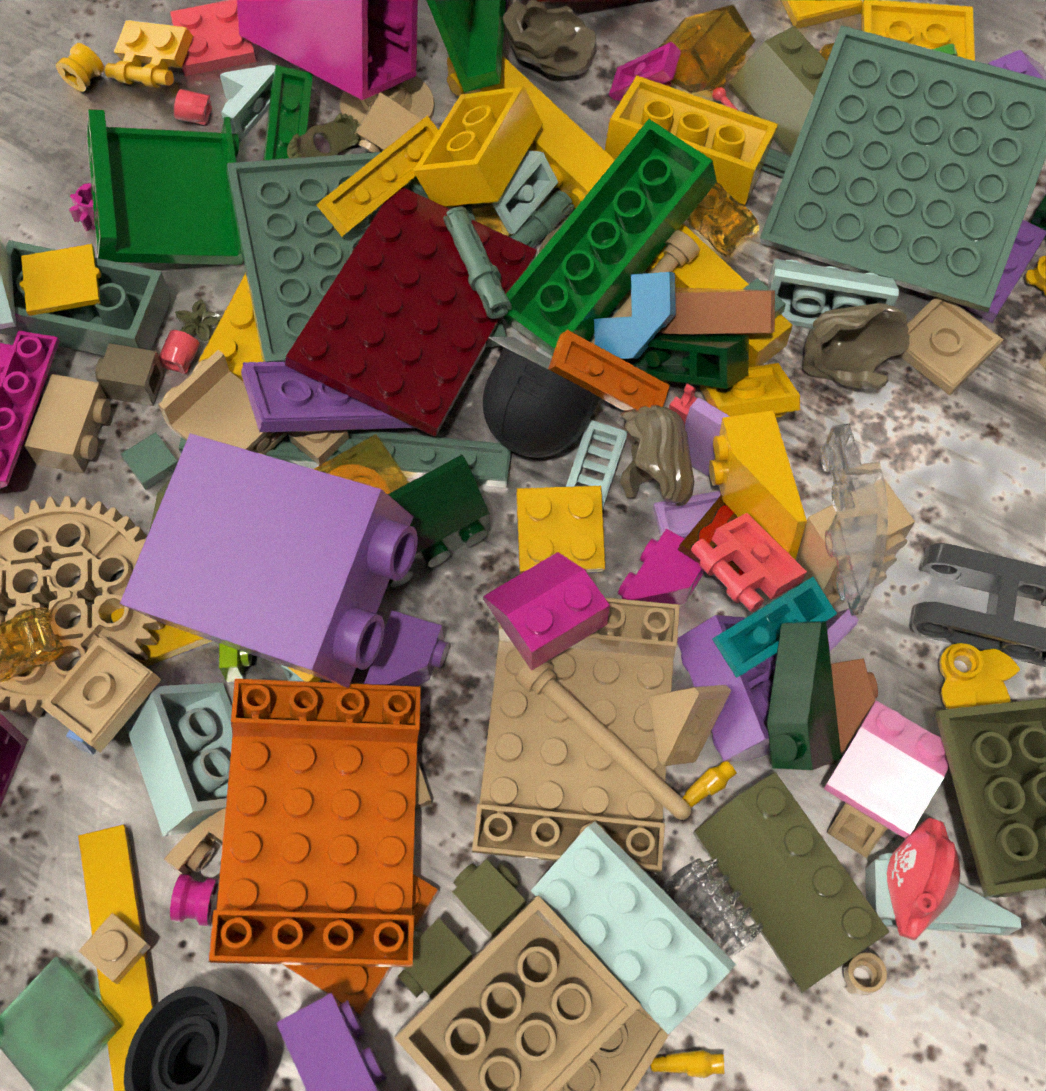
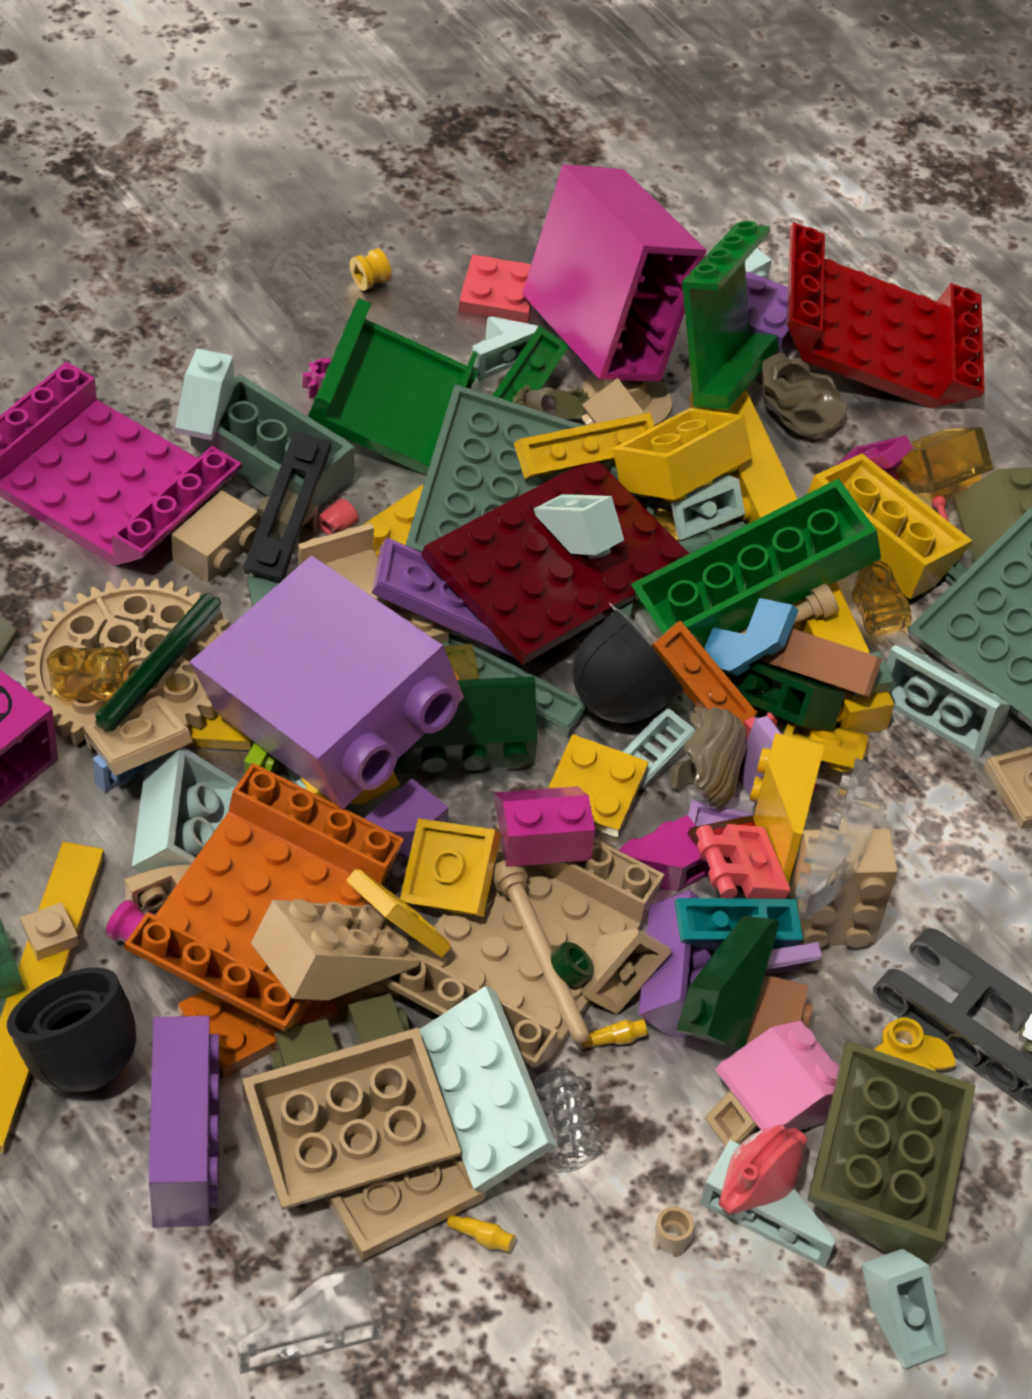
camera: 20 degrees right, 15 degrees down
(60, 279) = (266, 418): yellow piece -> none
(81, 604) = (157, 663): none -> dark green axle
(131, 425) = (272, 556): none -> black container
(152, 44) = (434, 279): yellow plate -> none
(192, 107) = (451, 336): coral hose -> none
(198, 321) = (368, 503): olive plant -> none
(413, 852) = (329, 947): none -> tan slope
(425, 265) = (582, 523): none -> light aqua slope
(454, 771) = (399, 912): none -> yellow tile
(476, 692) = (450, 867): none -> yellow plate
(482, 274) = (630, 553): sand green pin -> none
(640, 741) = (572, 964): none -> dark green tile
(791, 881) = (647, 1131): olive slope -> none
(854, 342) = (946, 743): dark tan hair -> none

